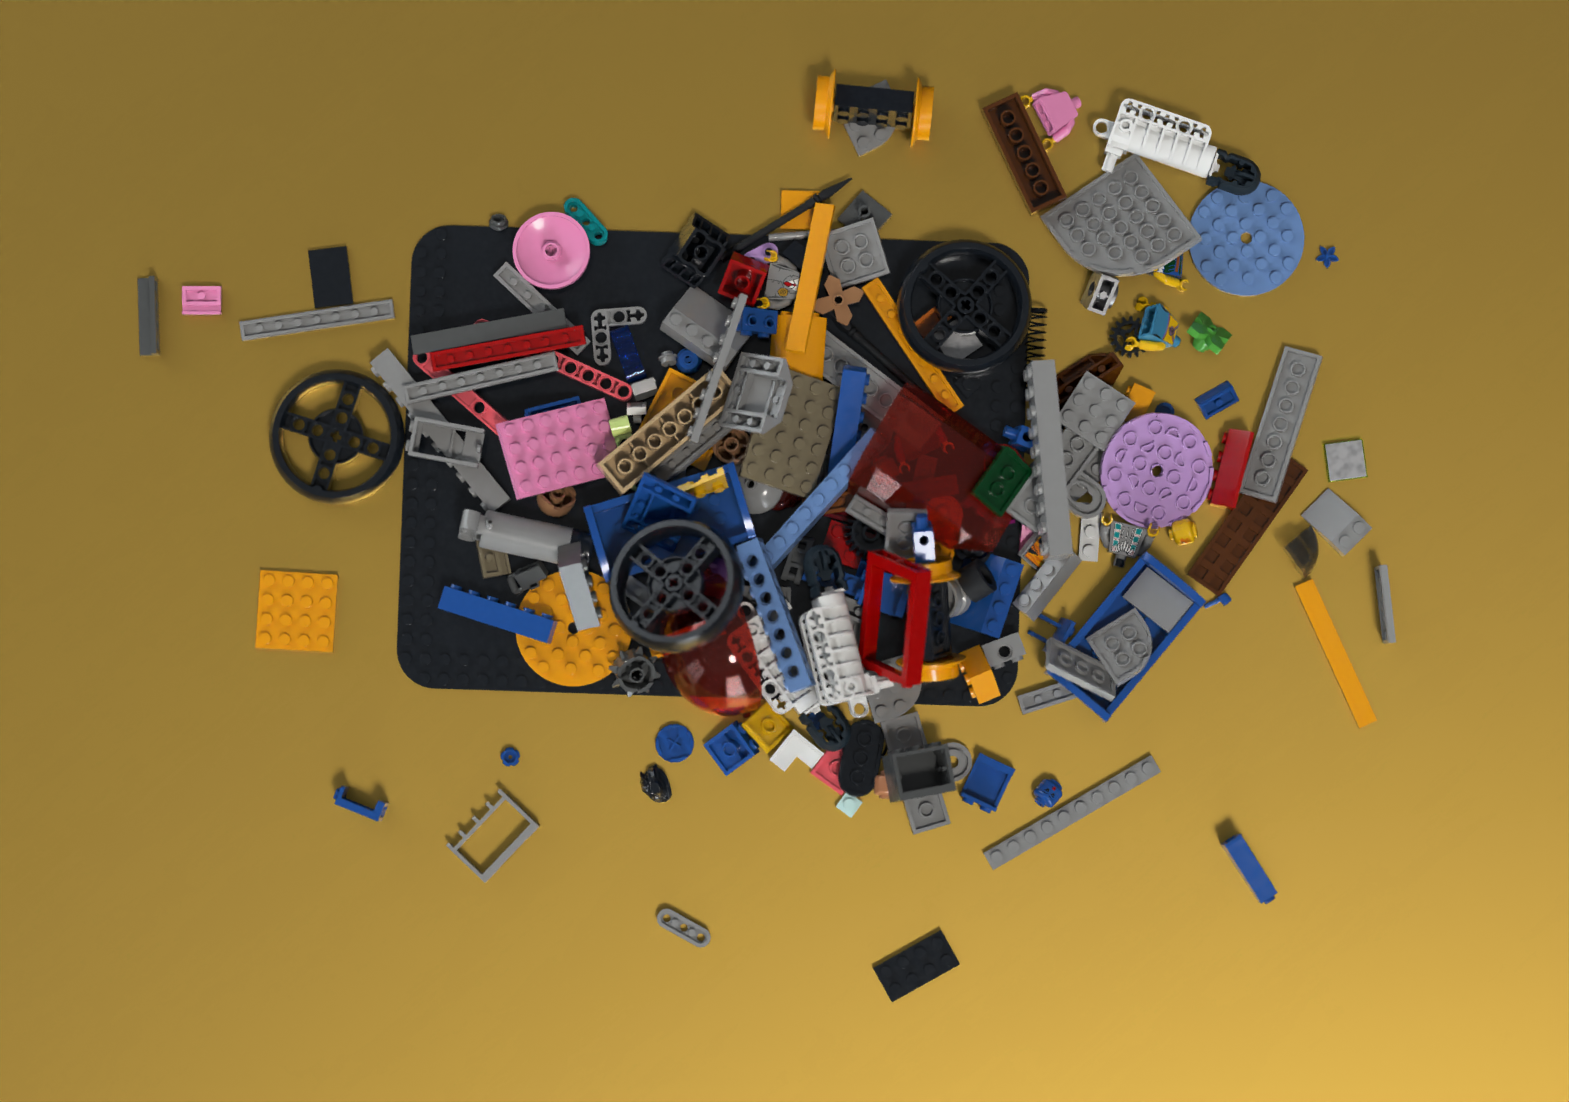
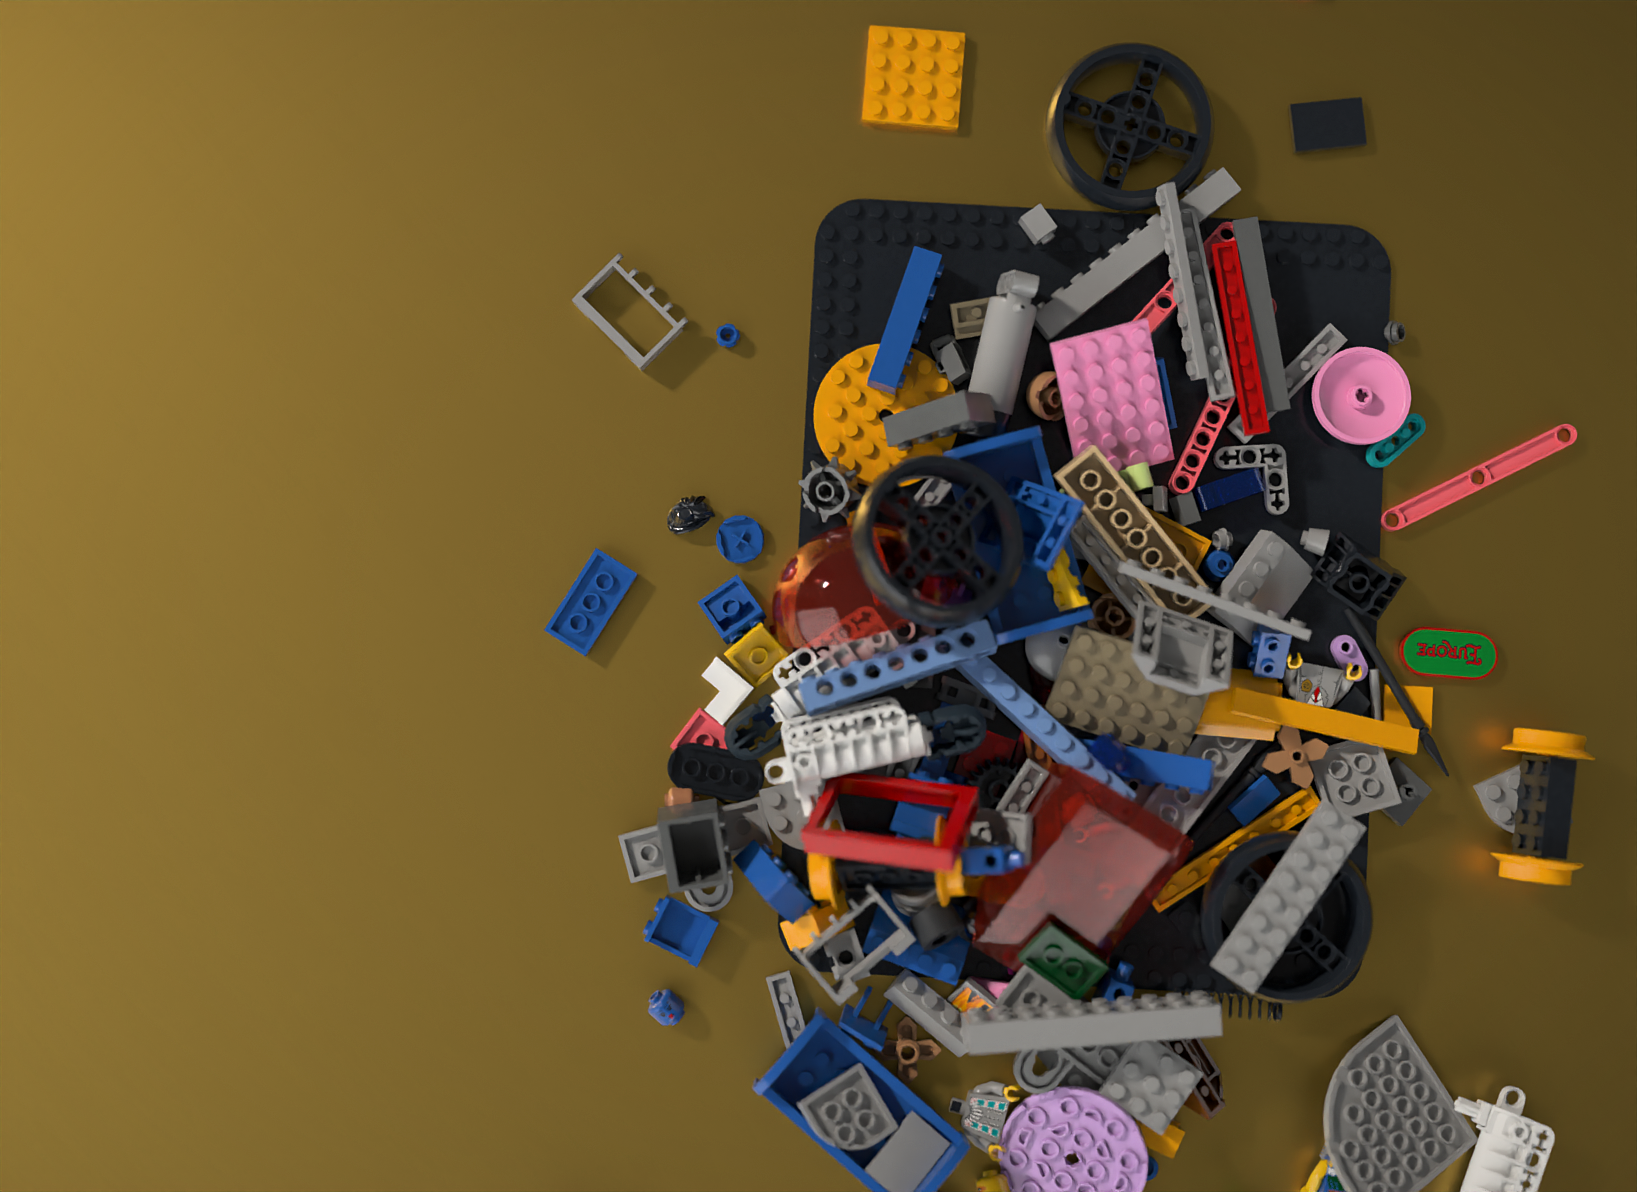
camera: 85 degrees right, 0 degrees up
(317, 320) = (1274, 108): light grey tile -> none
(376, 814) = (660, 164): blue panel -> none
(418, 508) = (1038, 225): none -> light grey brick
(457, 396) = (1183, 287): none -> light grey plate
(472, 445) = (1114, 291): light grey door -> none
(620, 166) = (1492, 470): none -> coral beam
(667, 285) = (1315, 540): none -> light grey hat
(674, 927) = (511, 534): light grey plate -> none
(727, 861) = (590, 602): none -> blue plate
(743, 276) = (1329, 636): red brick -> none
(754, 177) = (1448, 653): none -> green tile
(839, 447) = (1111, 753): none -> clear blue brick
(849, 805) = (657, 755): light aqua plate -> none
(874, 331) = (1253, 800): none -> blue tile
(916, 966) = (454, 835): black plate -> none
(946, 709) = (774, 882): none -> blue brick
(947, 307) = (1288, 896): none -> light grey plate
(991, 612) = (845, 986): none -> light grey hinge
(1024, 154) = (1479, 996): reddish brown brick -> none
(1055, 112) = (1532, 1037): bright pink torso -> none
(1072, 812) = (642, 1037): light grey plate -> none
(1079, 669) = (821, 1055): light grey plate -> none
(1087, 601) = (921, 1049): none -> medium nougat plant
(1089, 538) = (986, 1067): white plate -> none
(1100, 293) = (1302, 1091): flat silver brick -> none
(1121, 334) = (1239, 1135): black gear -> none
(1157, 328) = (1252, 1162): torso -> none

